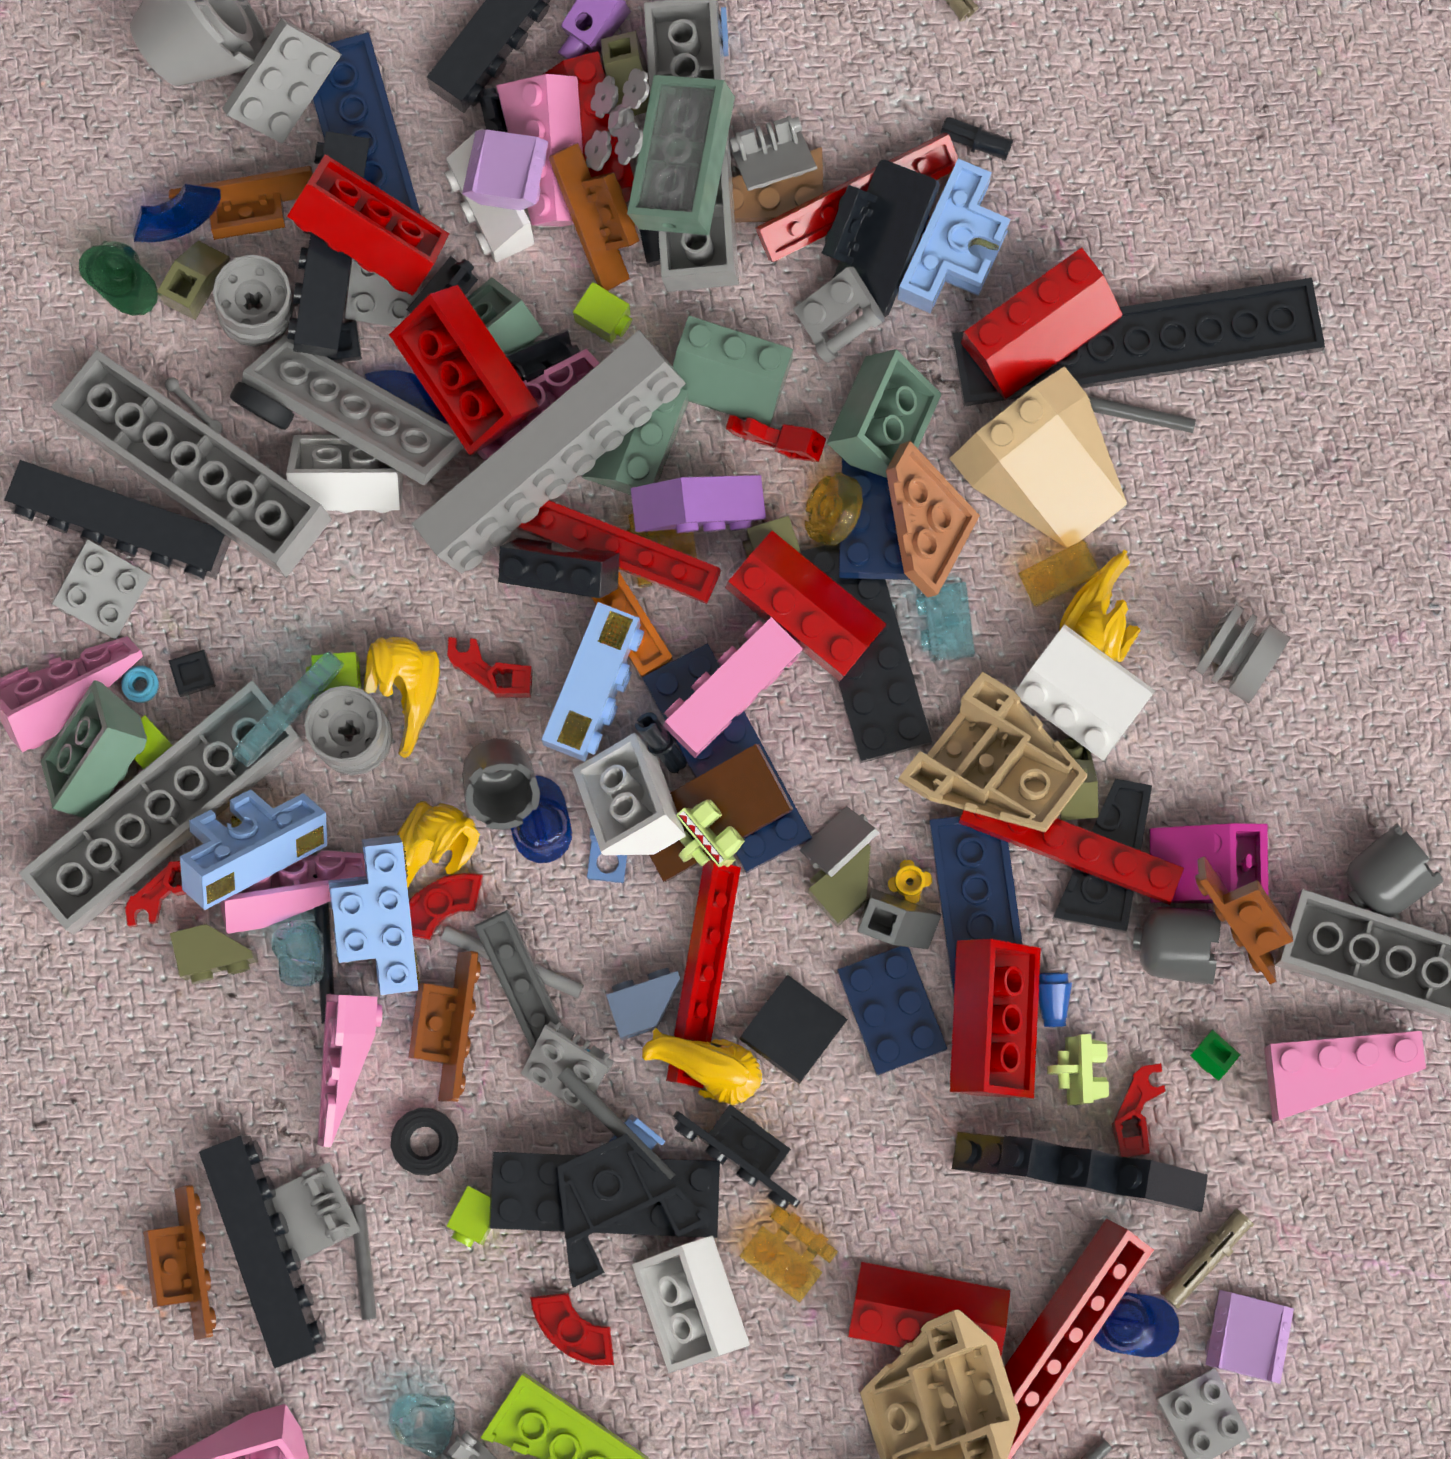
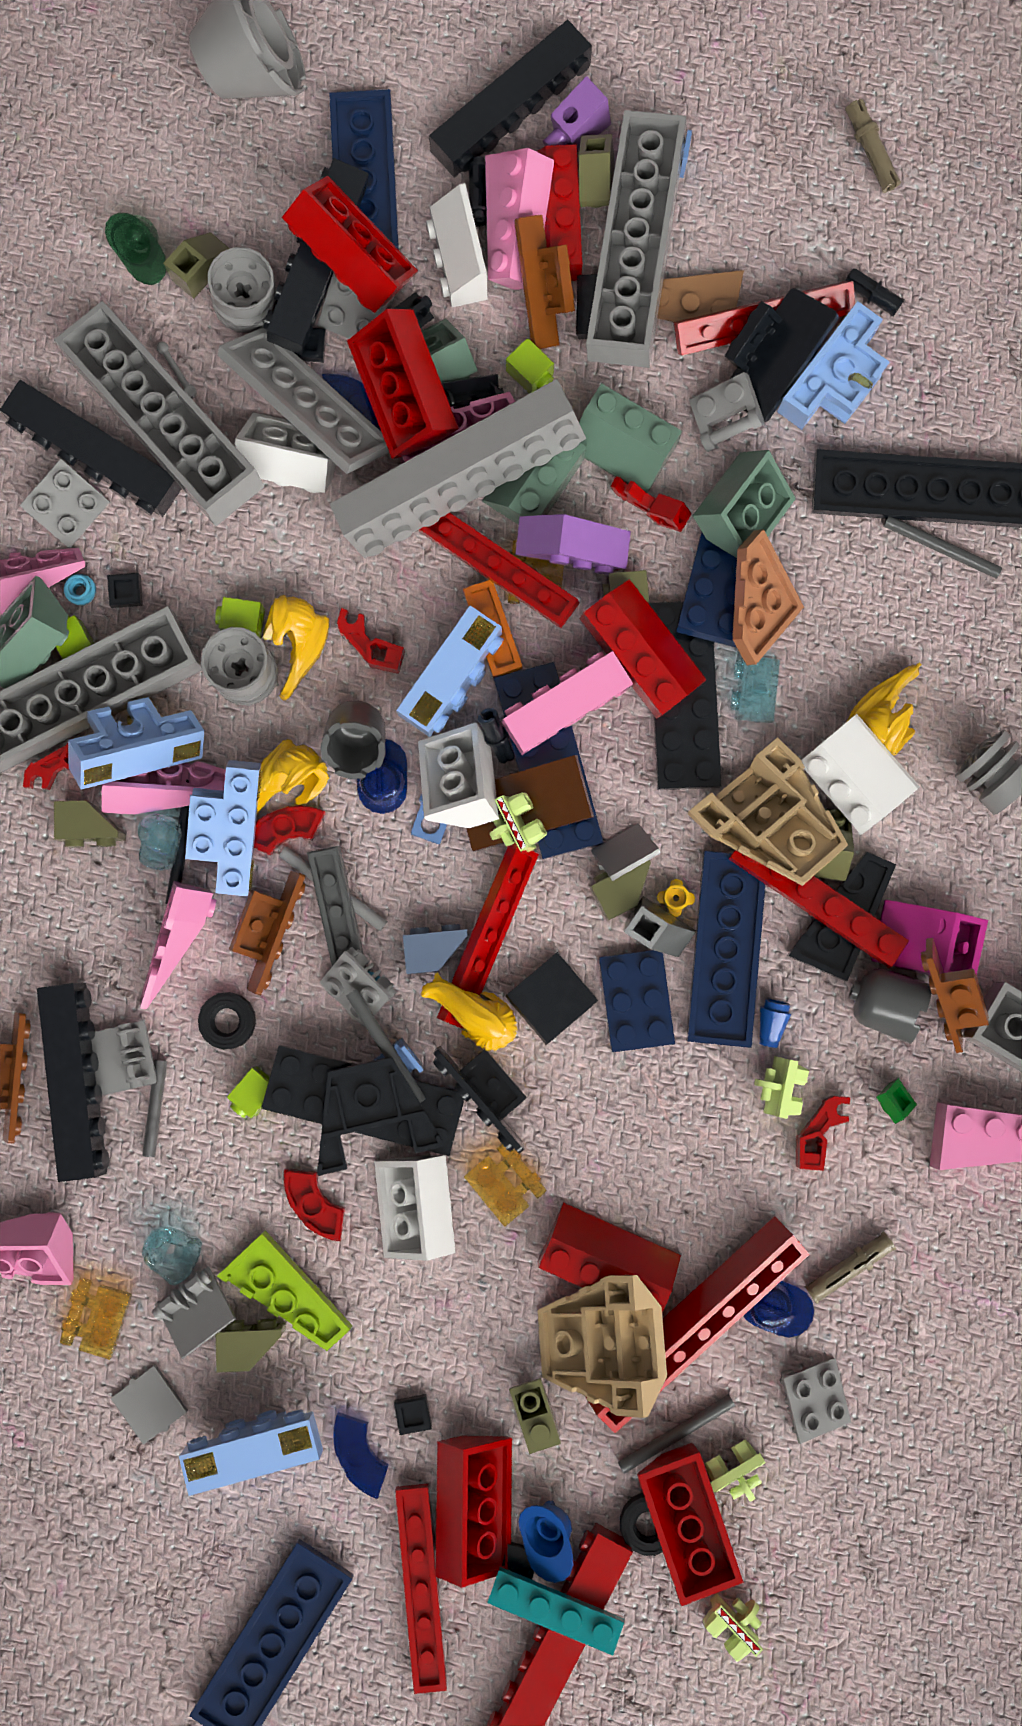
camera: 10 degrees right, 5 degrees up
(176, 216) = (197, 207): clear blue tile -> none
(254, 201) = (247, 208): dark orange bracket -> none
(261, 405) = (230, 379): black tyre -> none
(281, 81) = (307, 109): light grey plate -> none
(287, 709) = (190, 636): clear light blue beam -> none
(505, 169) = (475, 221): lavender slope -> none
(537, 566) = (455, 576): black arch -> none
(620, 121) = (583, 200): light grey plant -> none
(681, 154) = (627, 240): brick -> none
(772, 156) = (703, 267): light grey hinge -> none
(833, 508) = (684, 573): clear yellow tile -> none
(995, 1019) = (721, 1030): red slope -> none
(1042, 324) = (895, 456): red slope -> none
(1046, 461) = (870, 574): tan wedge -> none
(1059, 573) = (860, 670): clear yellow plate -> none
(1080, 1169) = (762, 1173): black arch -> none
(1249, 1336) = (870, 1341): lavender slope -> none

